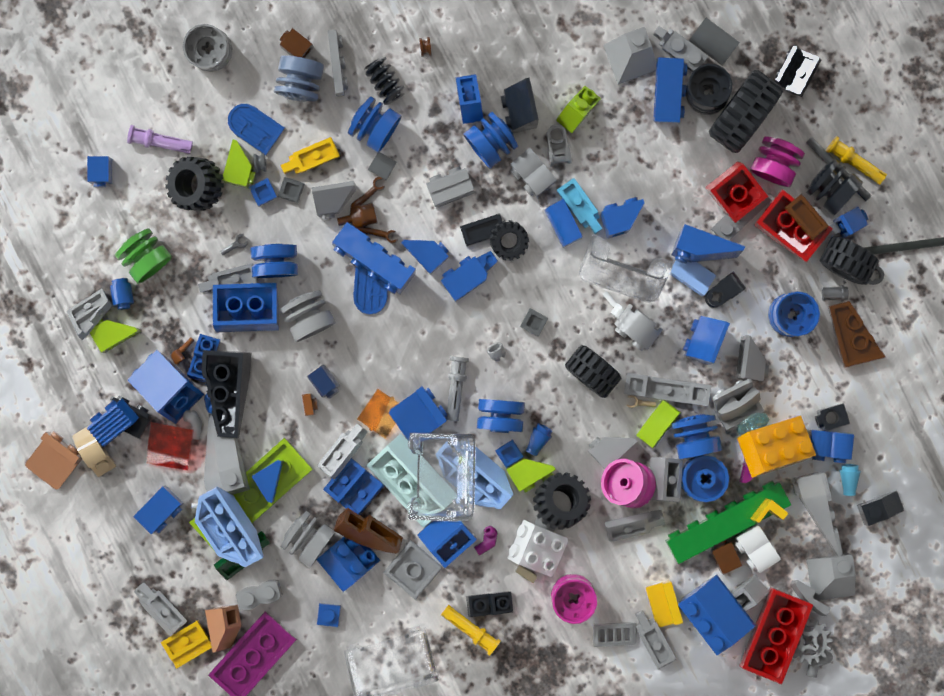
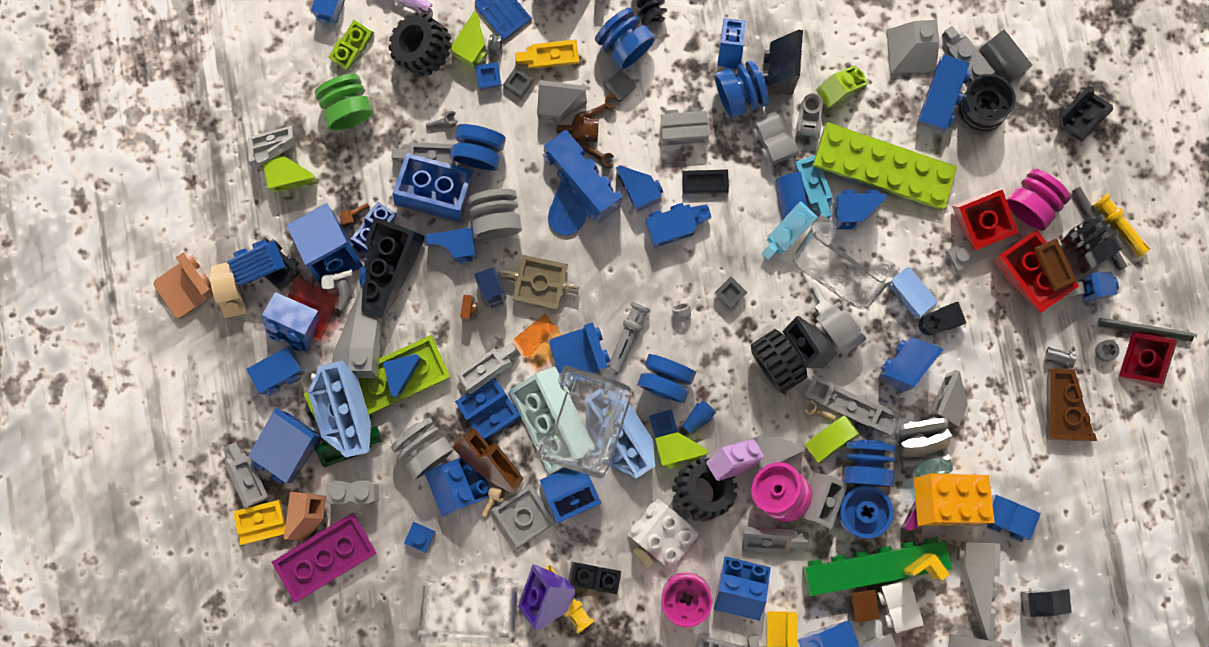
camera: 20 degrees right, 5 degrees down
(121, 293) = (310, 136): blue brick -> none
(131, 200) = (351, 45): none -> lime slope
(158, 464) = (290, 322): none -> slope
(179, 417) = (327, 281): none -> white hand
(187, 573) = (284, 446): none -> slope
(283, 349) = (457, 242): none -> blue arch
(365, 362) = (540, 282): none -> dark tan plate
(382, 559) = (495, 494): none -> tan hand
(452, 633) = (545, 597): none -> dark purple slope
(489, 540) = (614, 509): magenta arm -> none
(500, 231) = (742, 205): black tyre -> none
(569, 253) = (789, 230): none -> medium azure hinge
(580, 468) = (735, 459): none -> lavender brick
(615, 350) = (810, 343): none -> black slope
(618, 575) = (742, 588): none -> blue slope
(636, 170) = (884, 166): none -> lime plate
(700, 246) = (935, 265): blue slope -> none
(746, 111) = (1021, 134): black tyre -> none
(805, 316) = (1024, 363): blue wheel -> none
(841, 417) = (1031, 485): black brick -> none
(849, 260) = (1087, 325): black tyre -> none
(850, 476) = (1022, 559): medium azure cone -> none
(909, 273) = (1148, 359): none -> dark red slope

